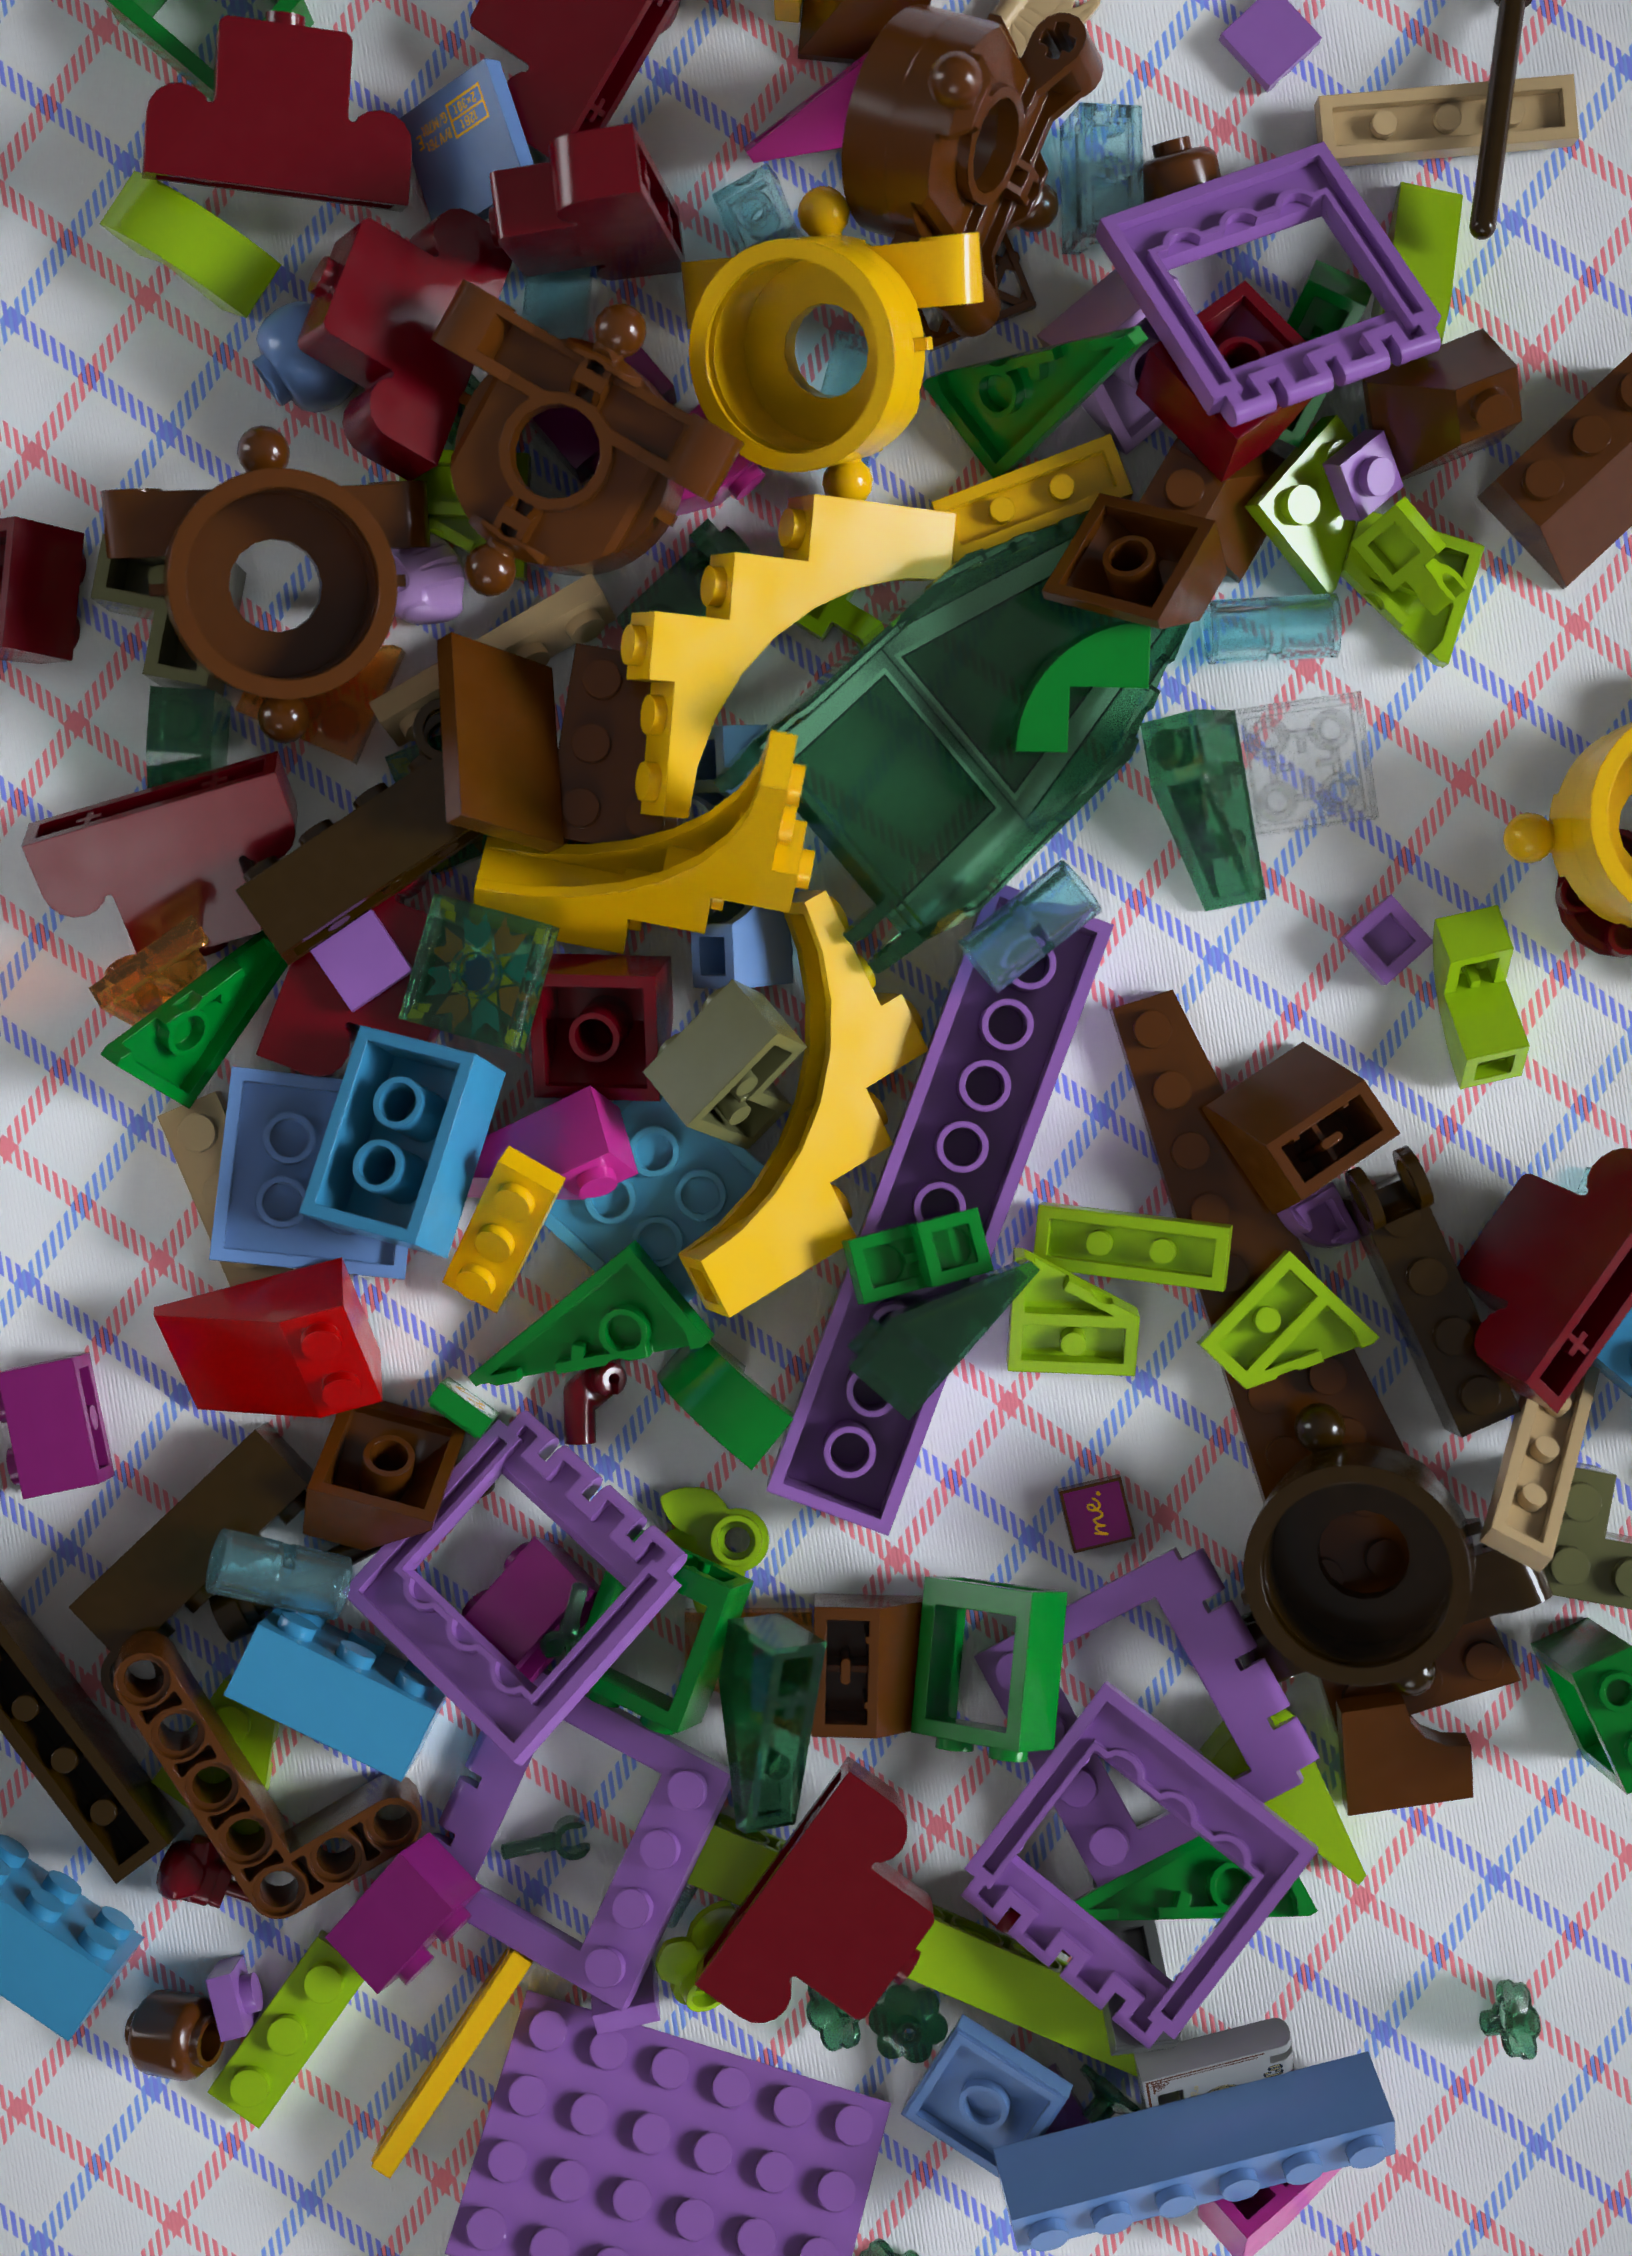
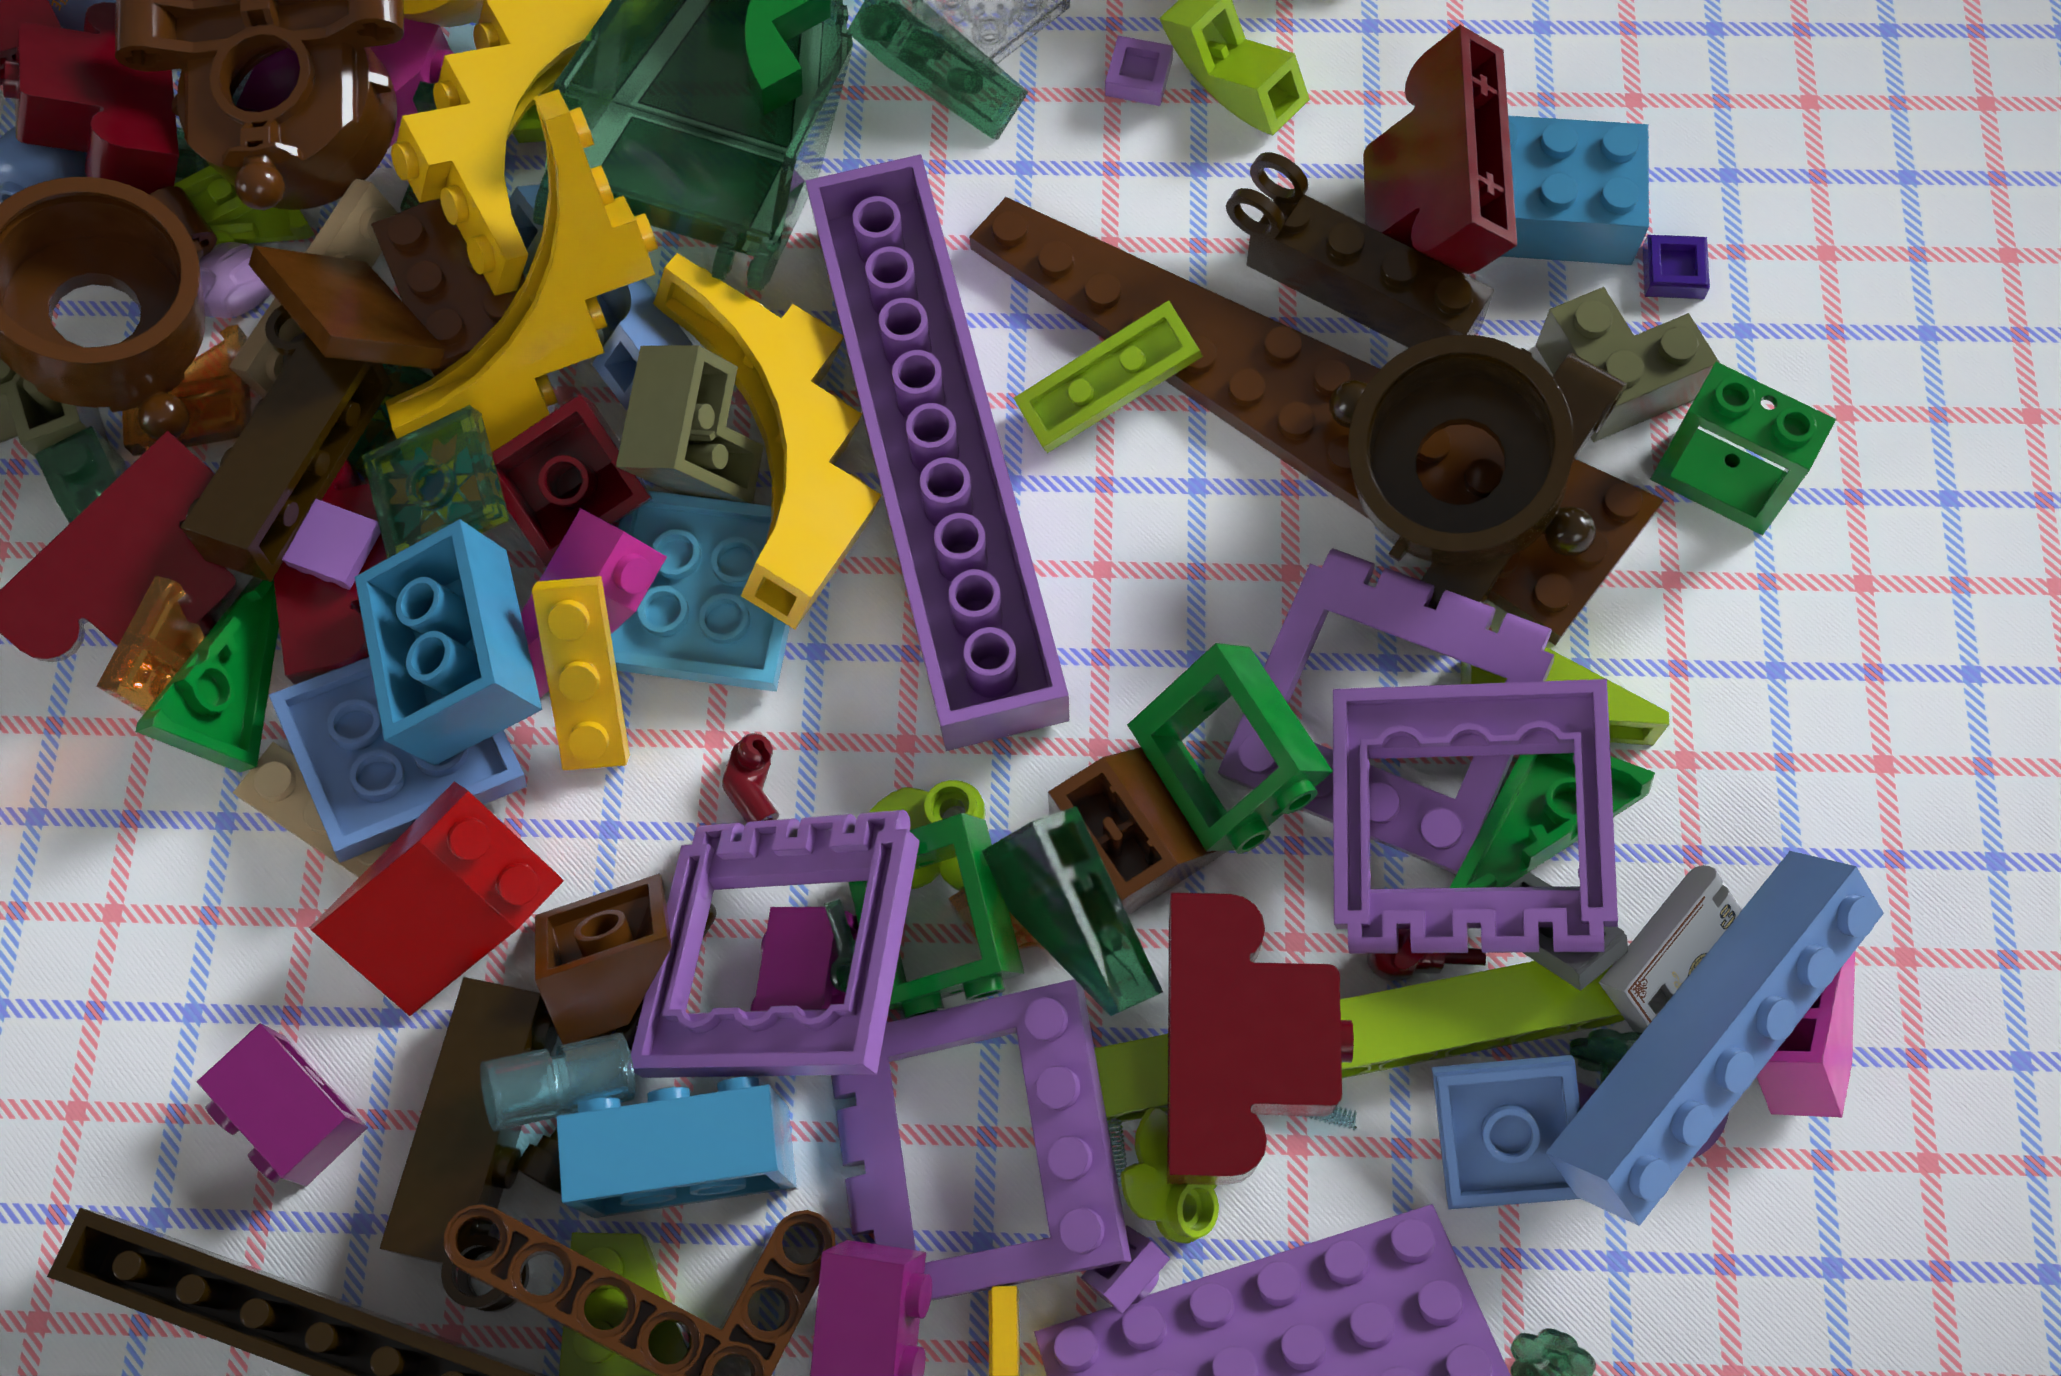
camera: 30 degrees left, 20 degrees down
(463, 1408) = (642, 852): green tile -> none
(549, 1842) = (964, 1184): hand -> none
(612, 1315) = (717, 693): green wing -> none
(725, 1400) = (857, 680): green brick -> none
(835, 2026) = (1321, 1152): clear green plant -> none
(903, 2011) = (1381, 1139): clear green plant -> none
(917, 1255) = (937, 464): green slope -> none
(926, 1340) = (985, 506): clear green slope -> none
(1029, 926) = (852, 178): clear light blue pin -> none
(1069, 1325) = (1099, 467): lime wing -> none
(1096, 1513) = (1233, 600): magenta tile -> none
(1283, 1326) = (1268, 350): lime wing -> none
(1299, 1125) = (1172, 215): reddish brown slope -> none
(1321, 1219) = (1240, 279): medium lavender tile -> none
(1396, 1761) = (1615, 620): reddish brown tile -> none
(1513, 2019) = (1883, 764): clear green plant -> none
(1537, 1476) = (1539, 304): tan plate -> none

